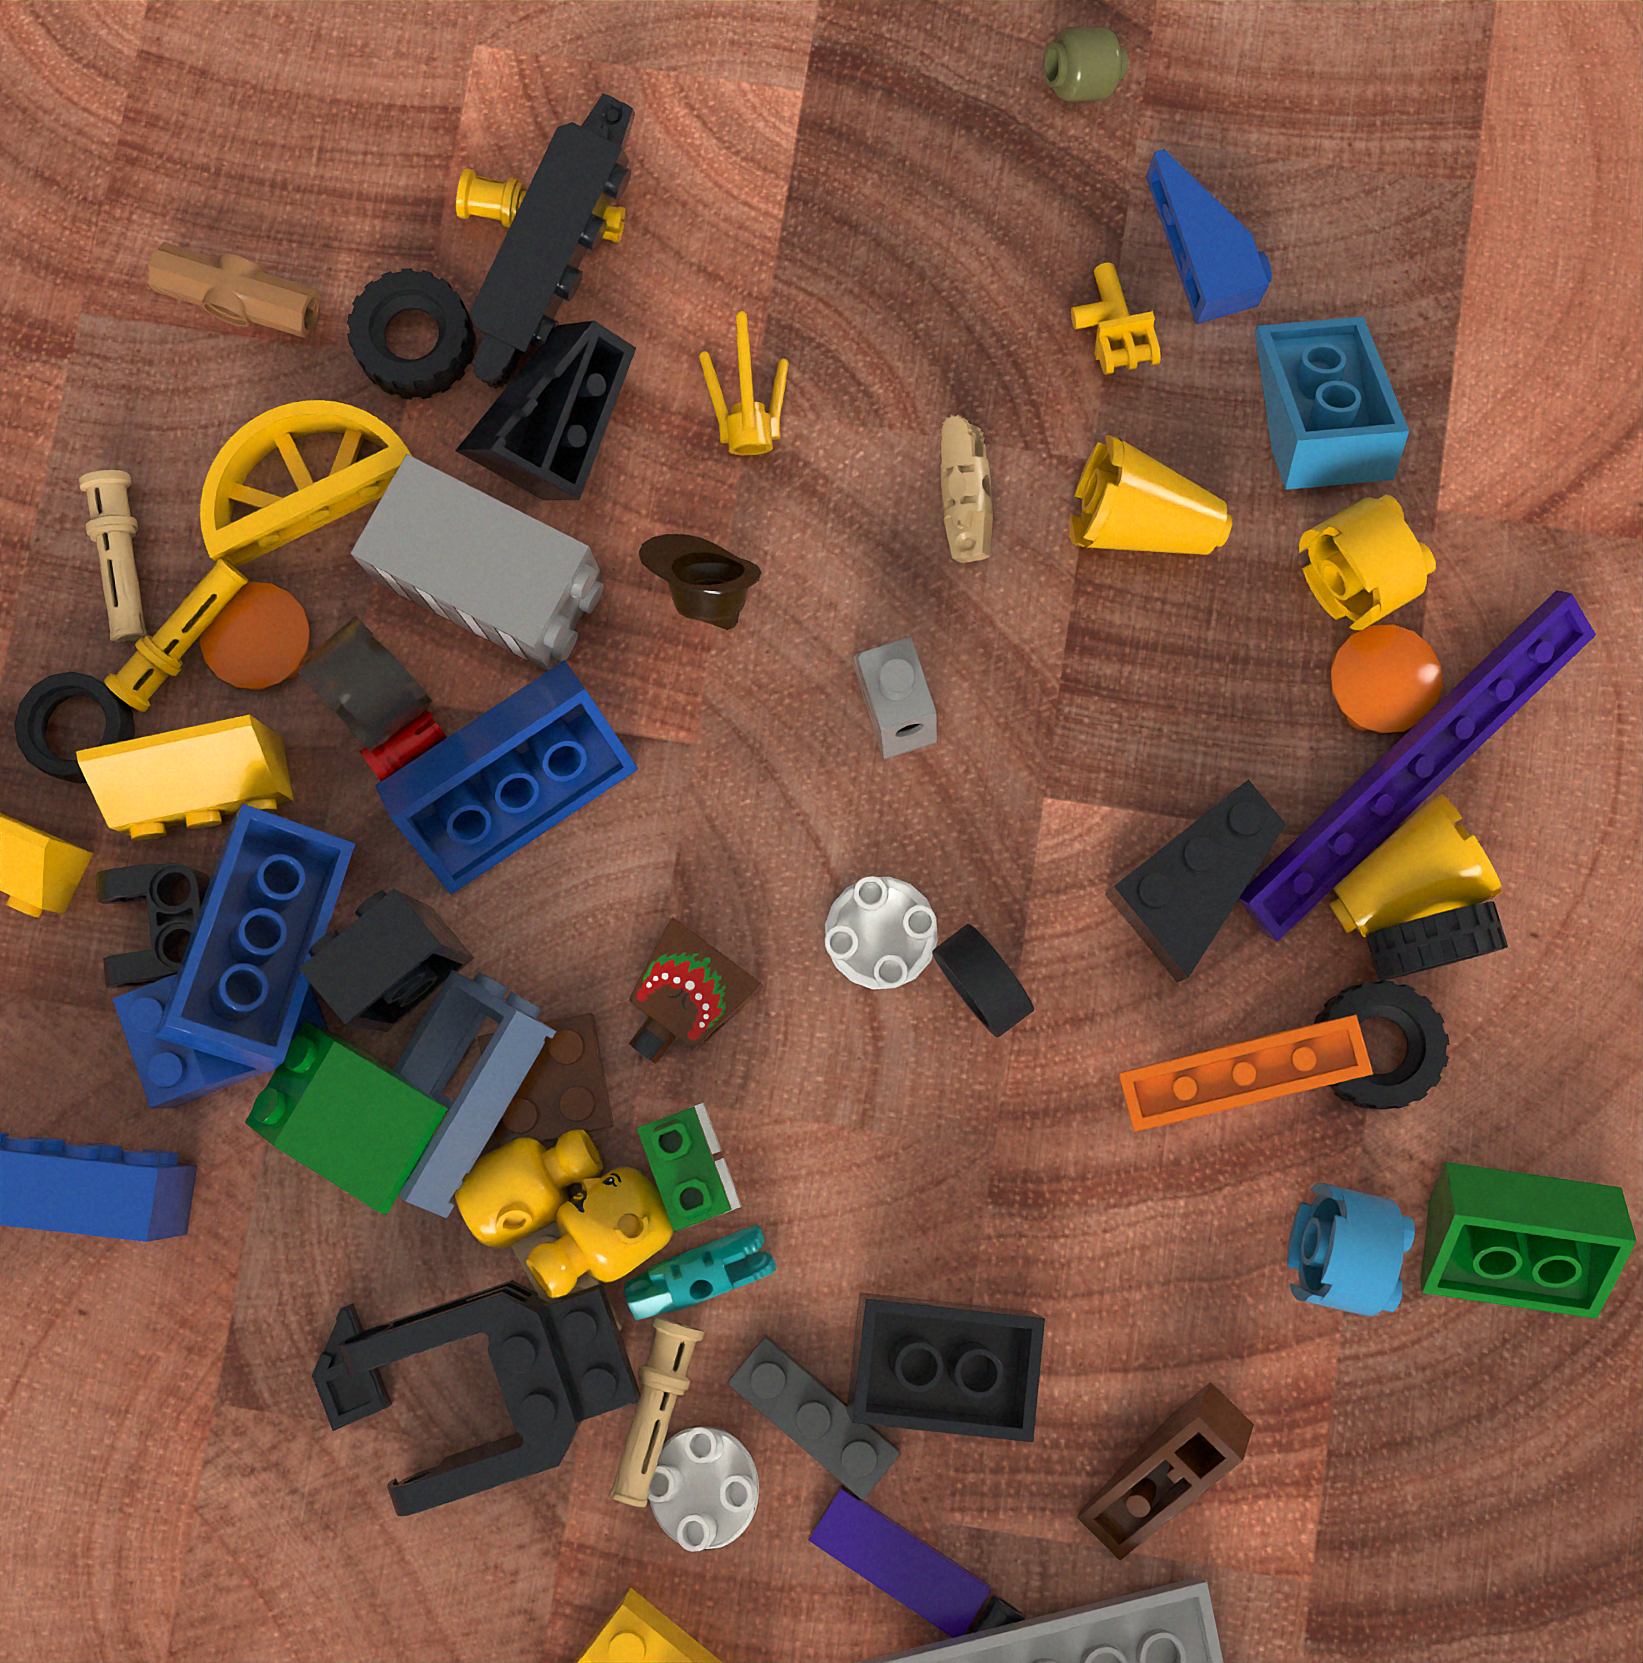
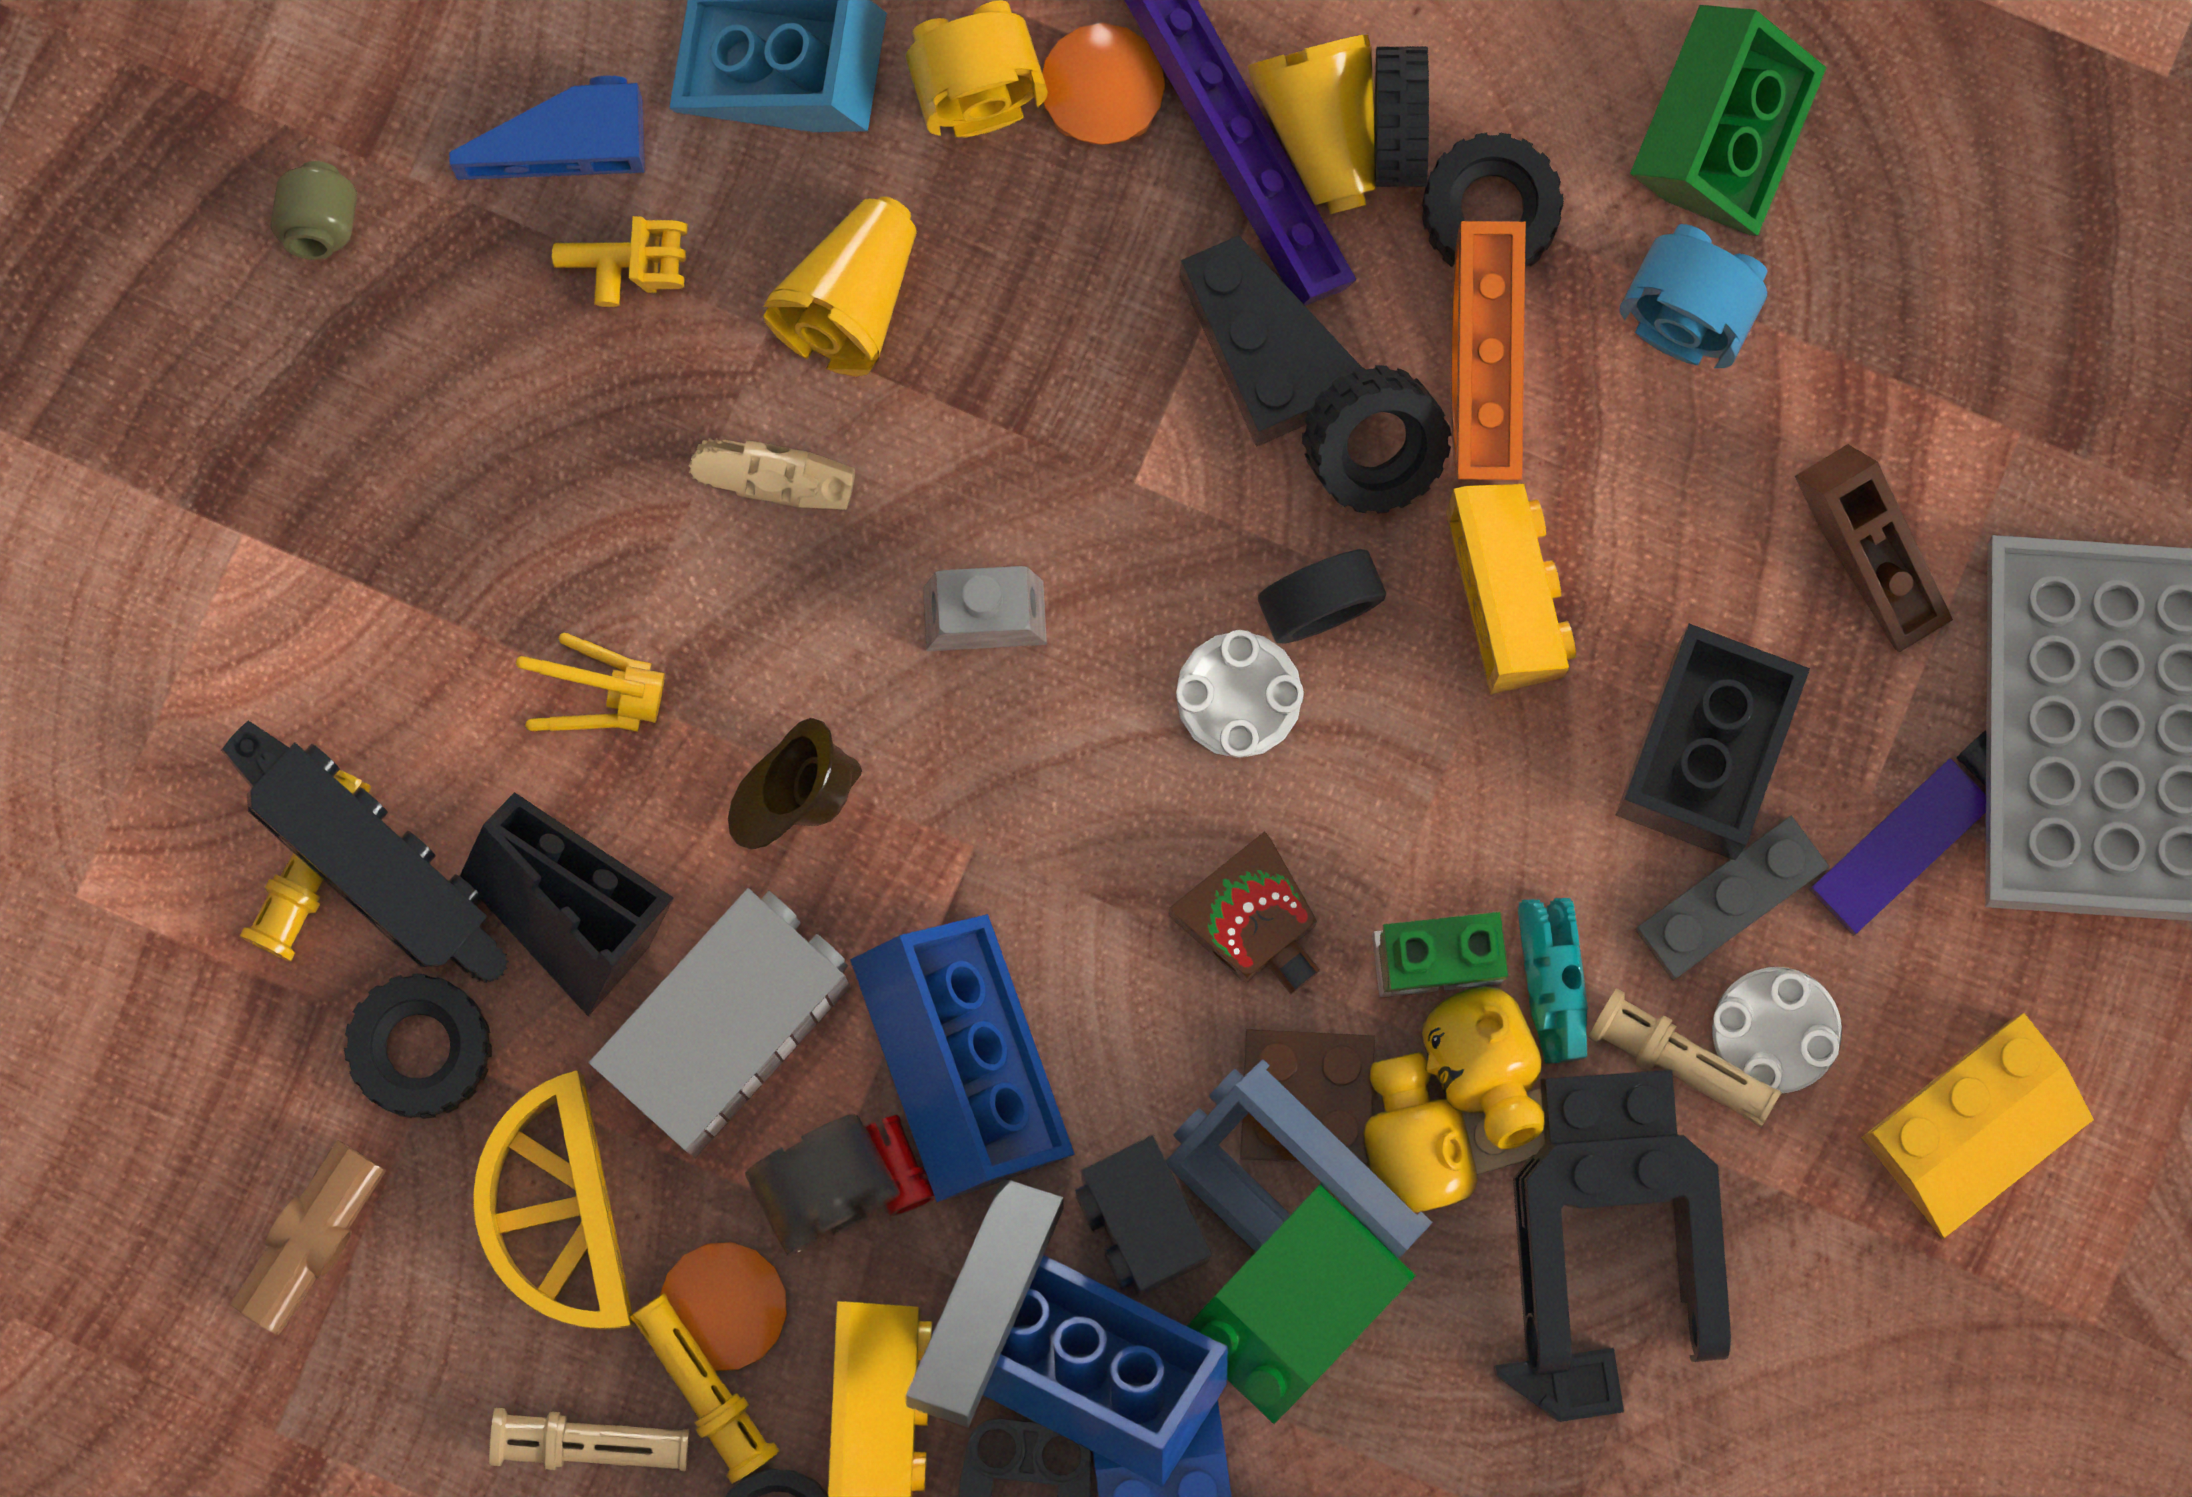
camera: 80 degrees left, 0 degrees up
(277, 841) = (984, 1302): none -> tile
(1040, 1146) = (1509, 586): none -> yellow slope
(1108, 1022) = (1403, 475): none -> black tyre

